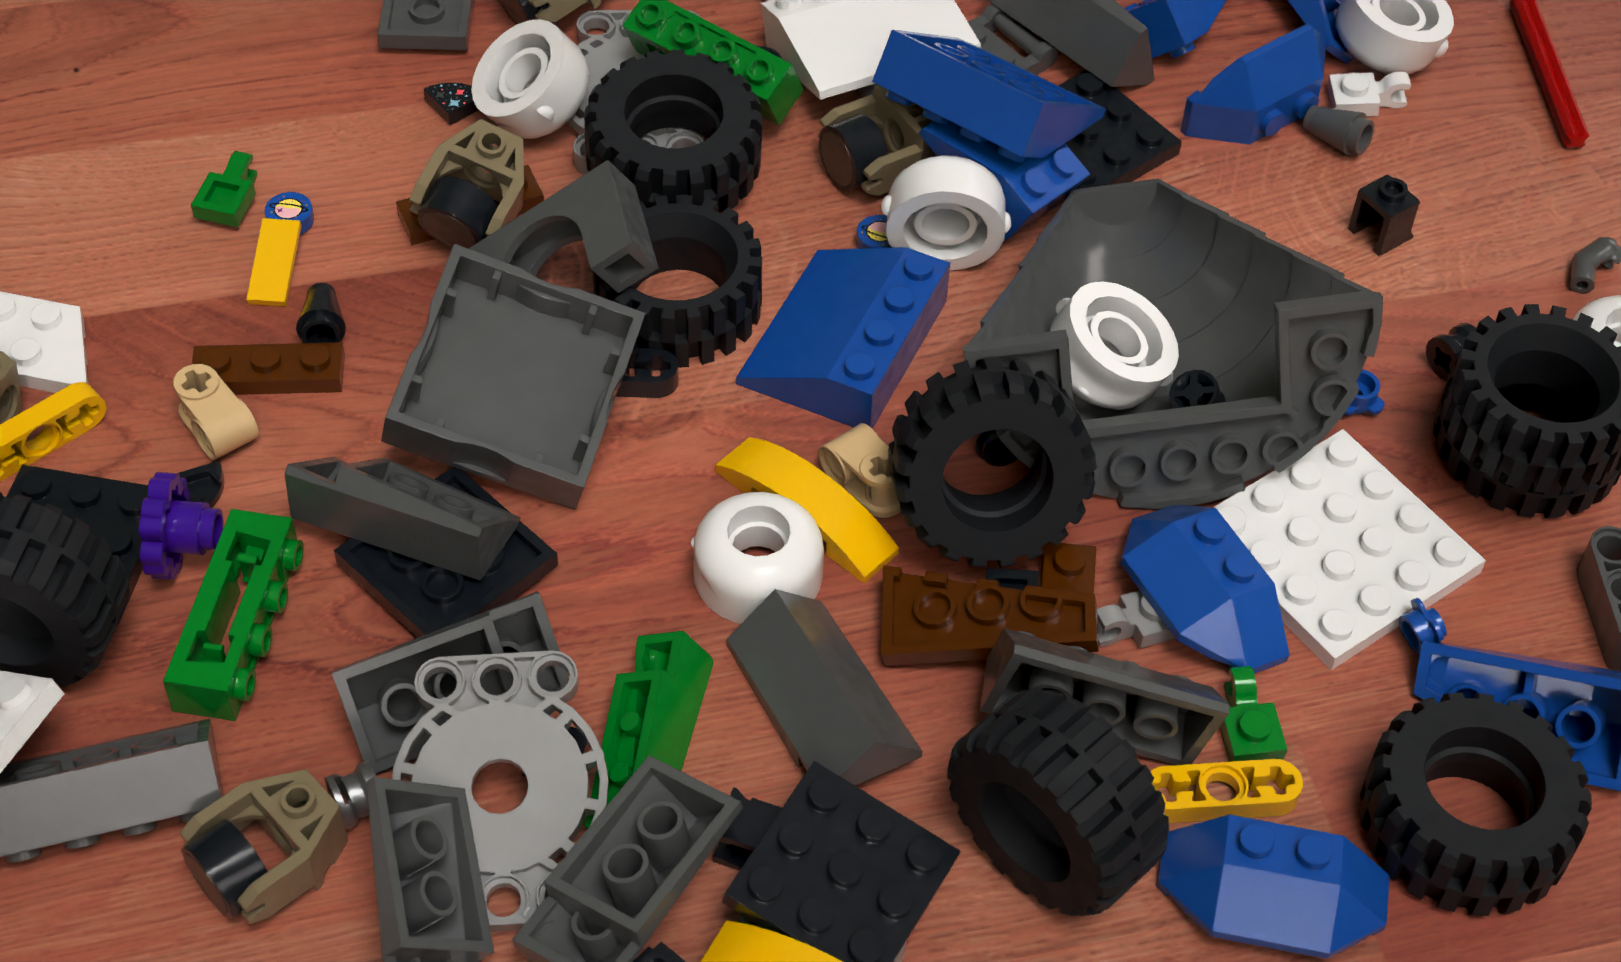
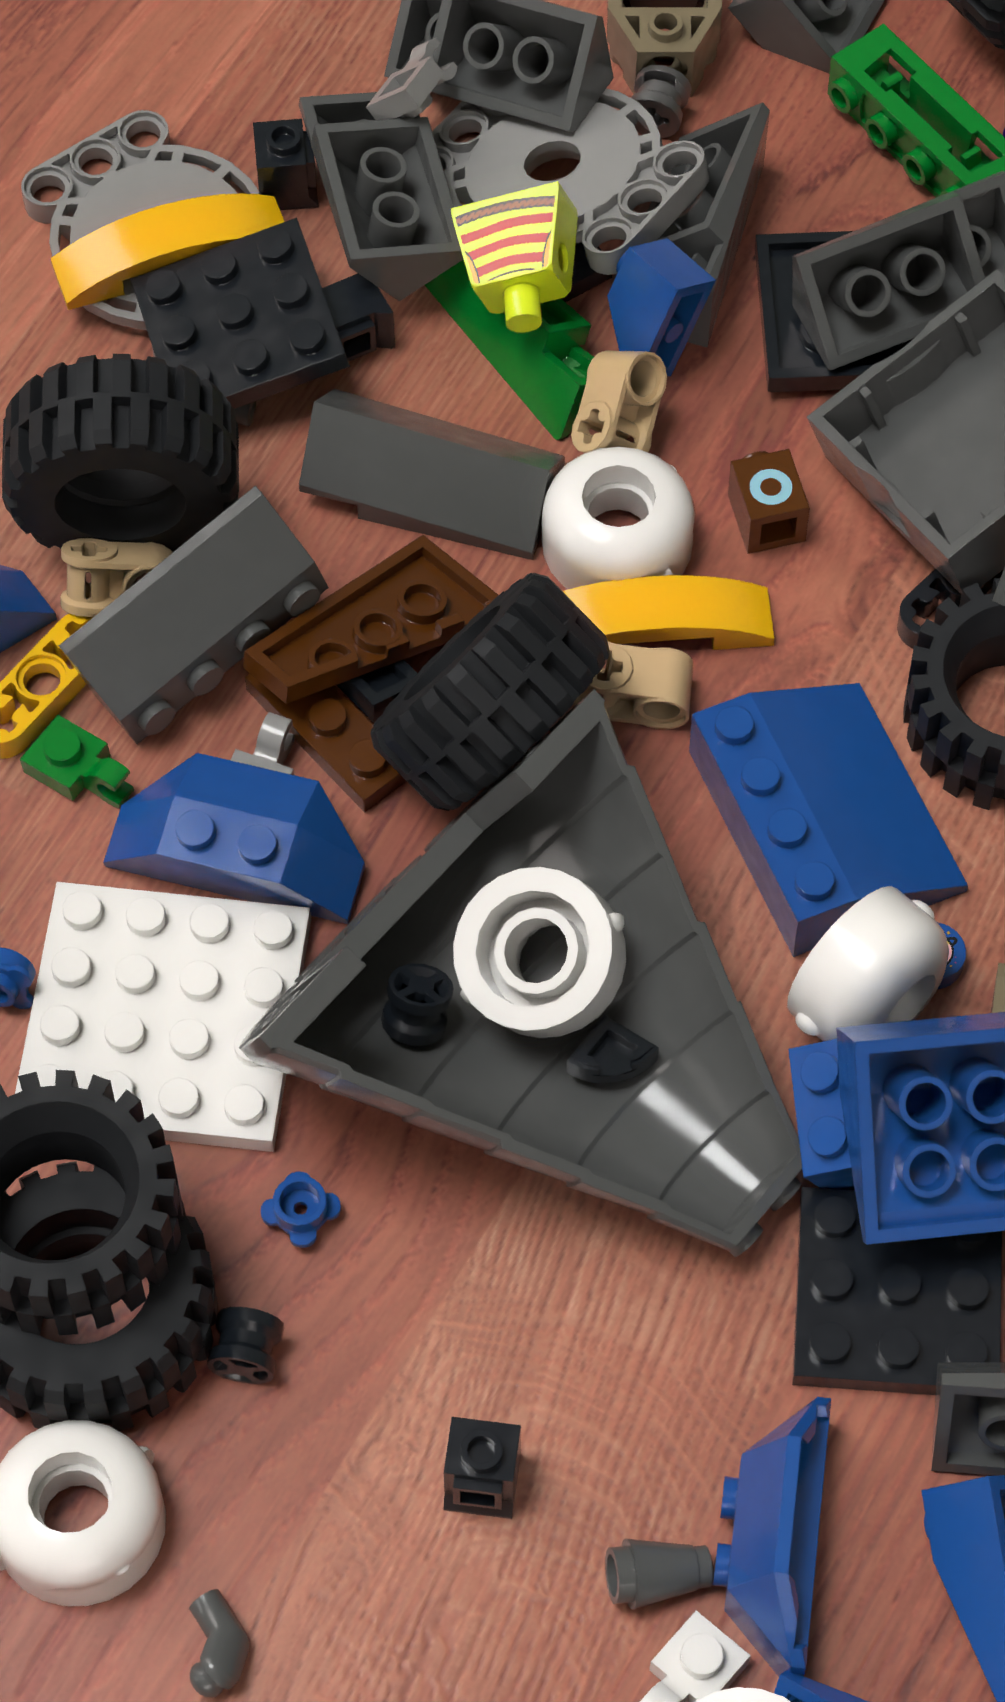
camera: 135 degrees right, 10 degrees up
(530, 906) = (409, 89): none -> light grey plate
(574, 616) = (657, 299): none -> blue slope
(624, 709) = (519, 251): none -> neon yellow torso
(655, 493) = (768, 500): none -> reddish brown brick
(670, 604) = (620, 400): none -> tan piece

